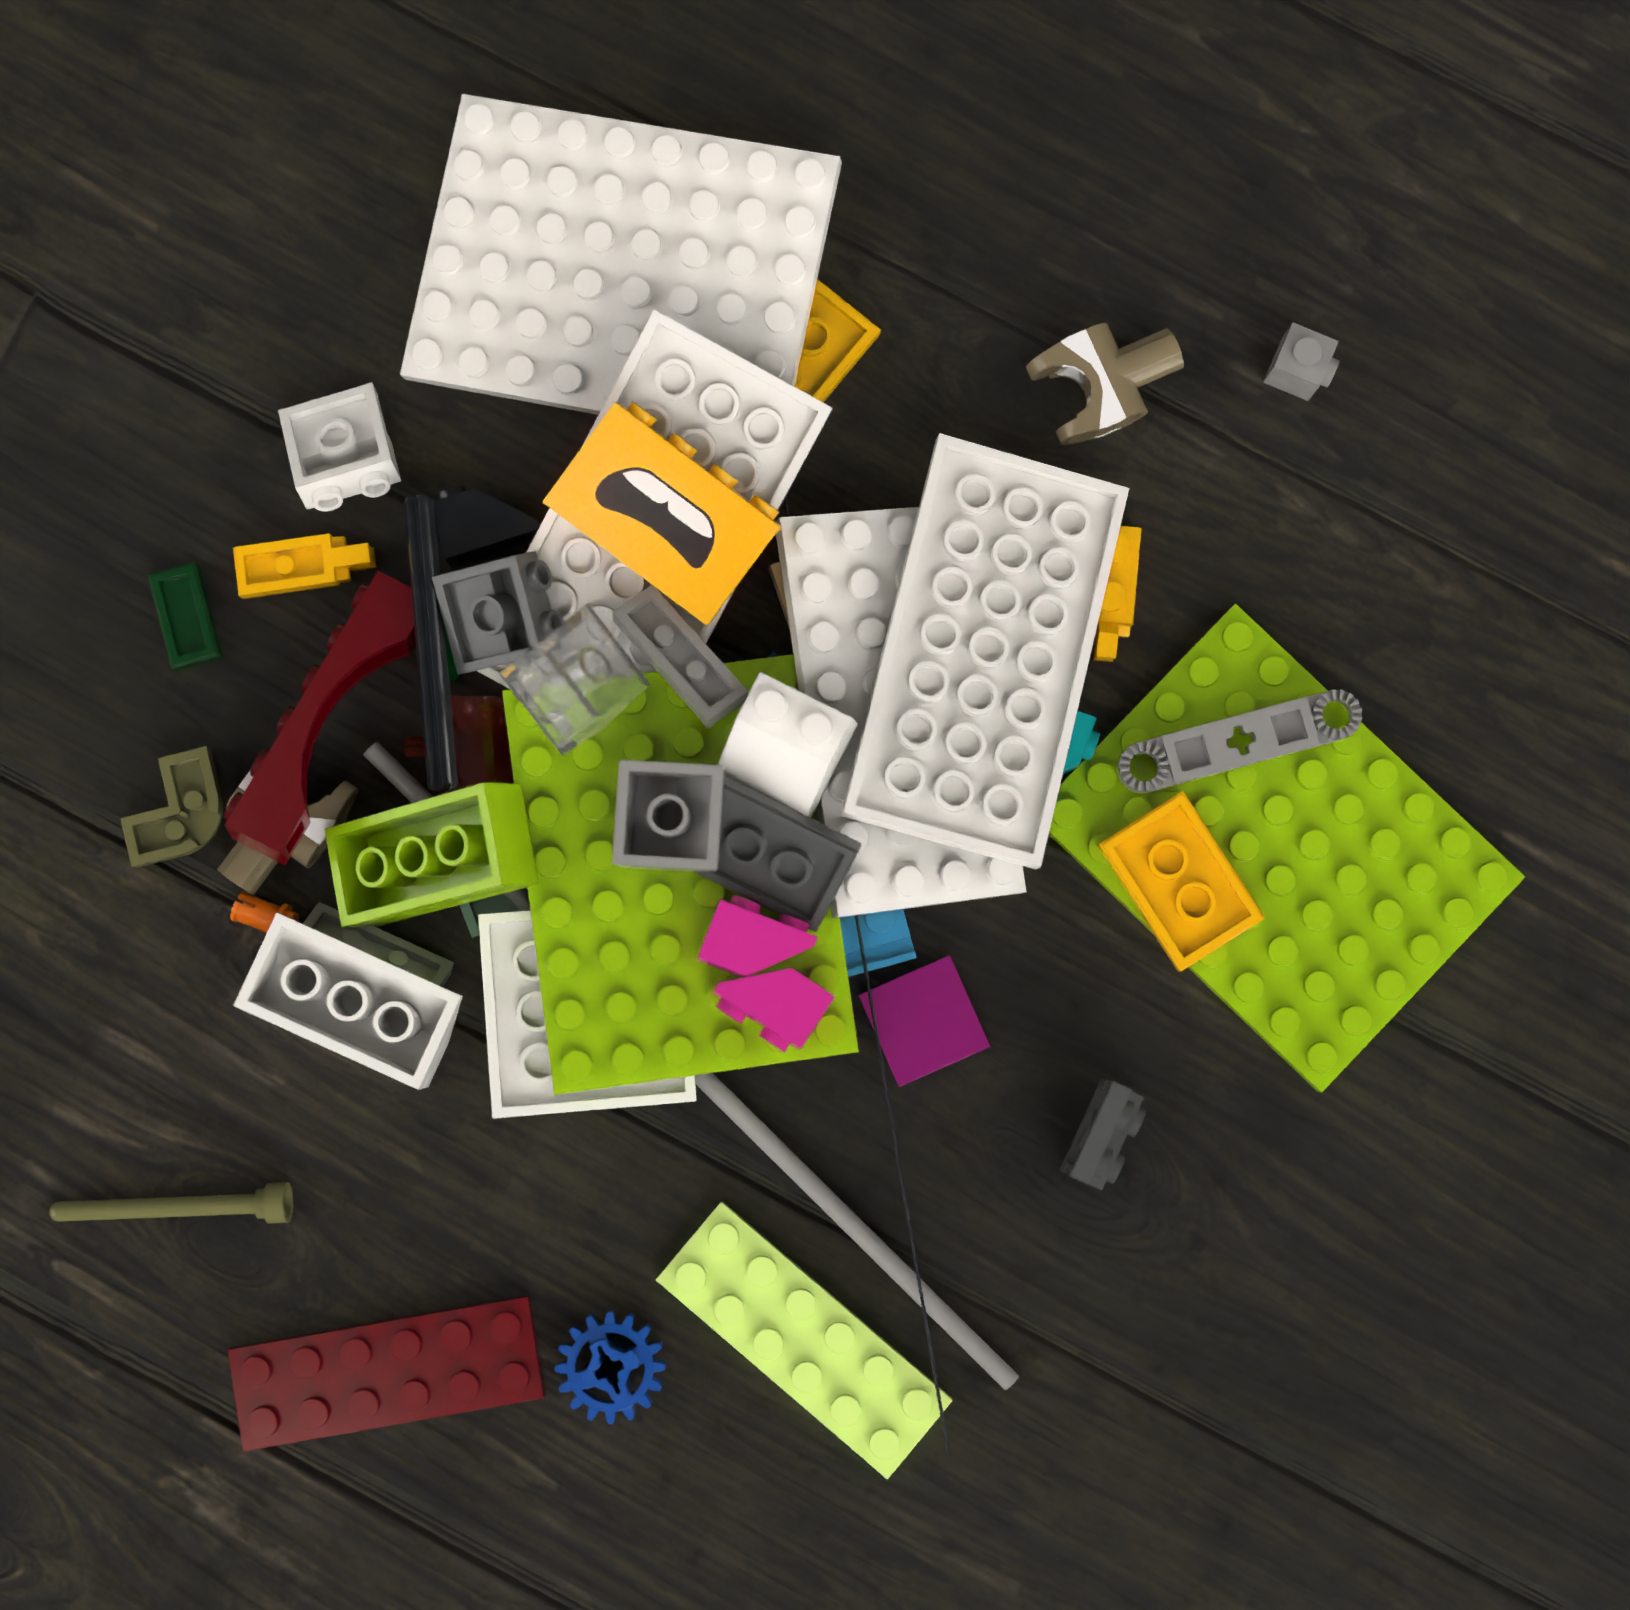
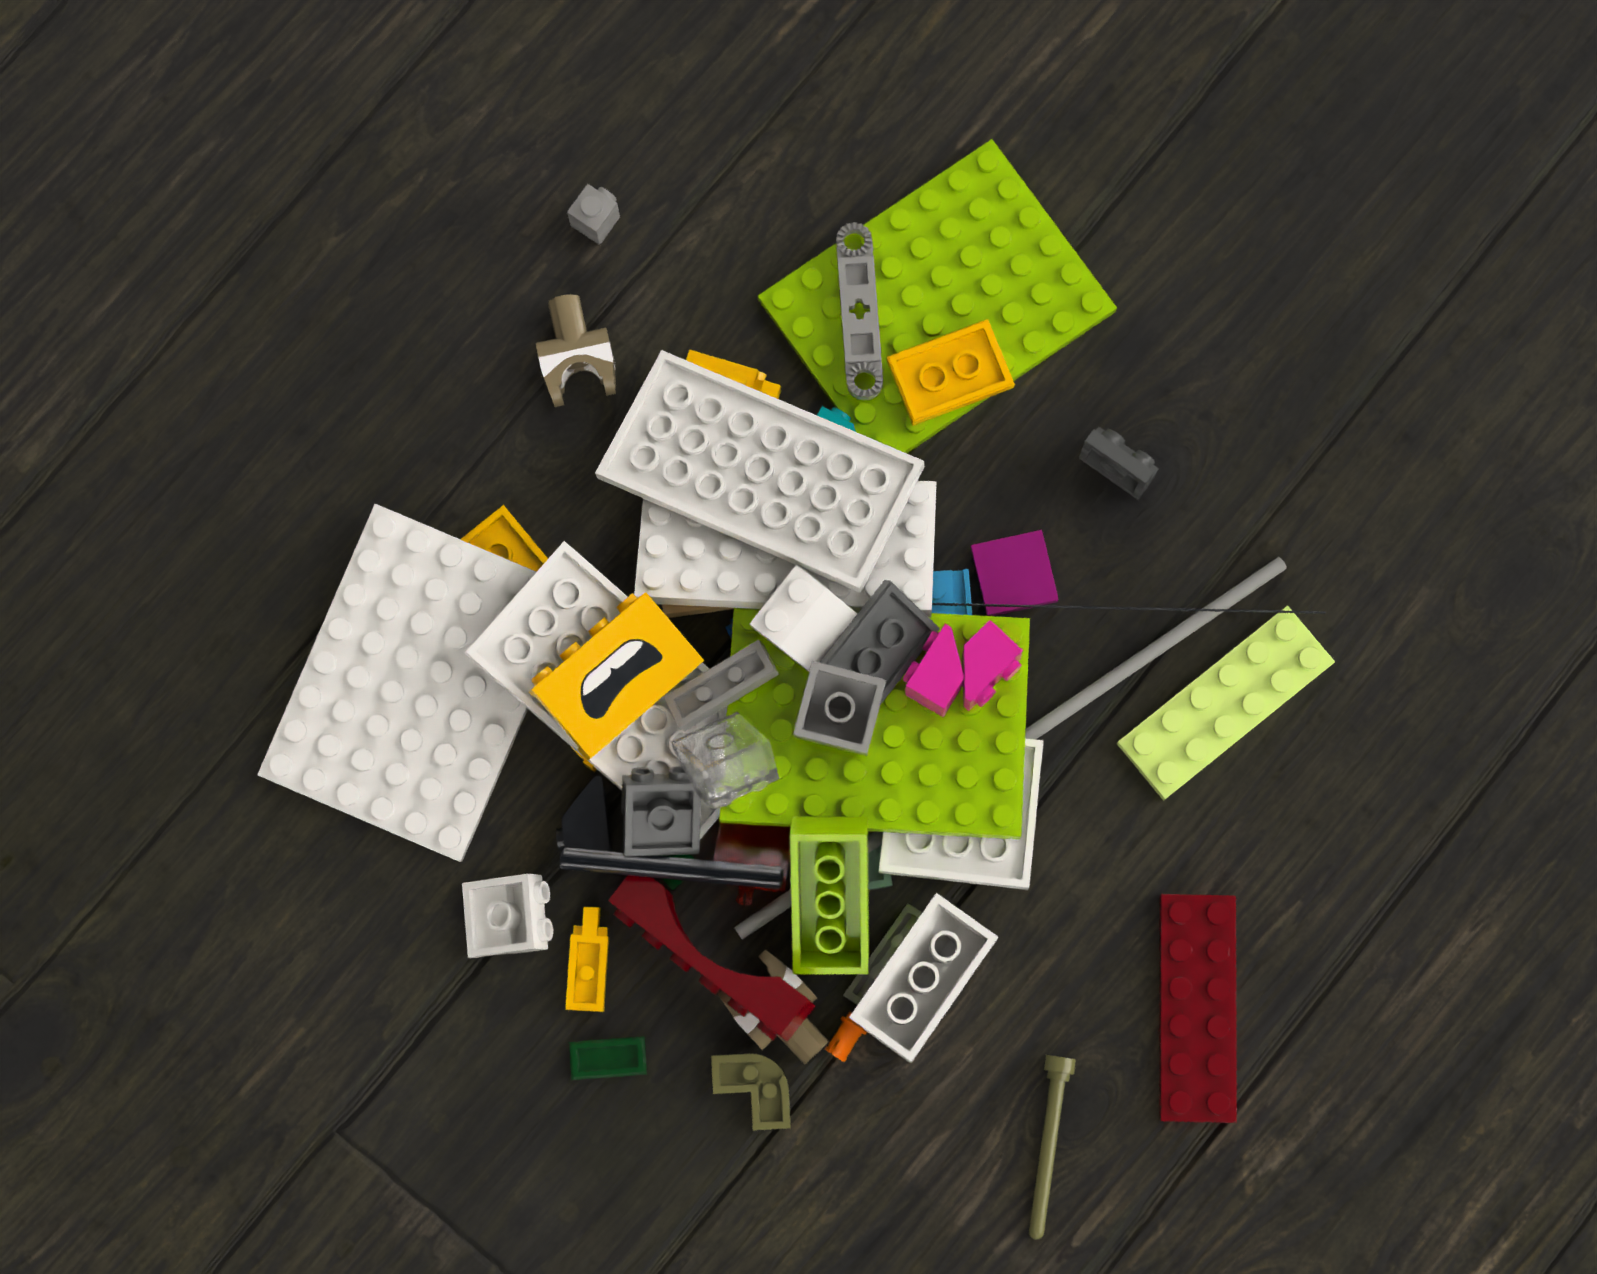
camera: 75 degrees left, 5 degrees down
(590, 1375) = (1225, 858): blue gear -> none

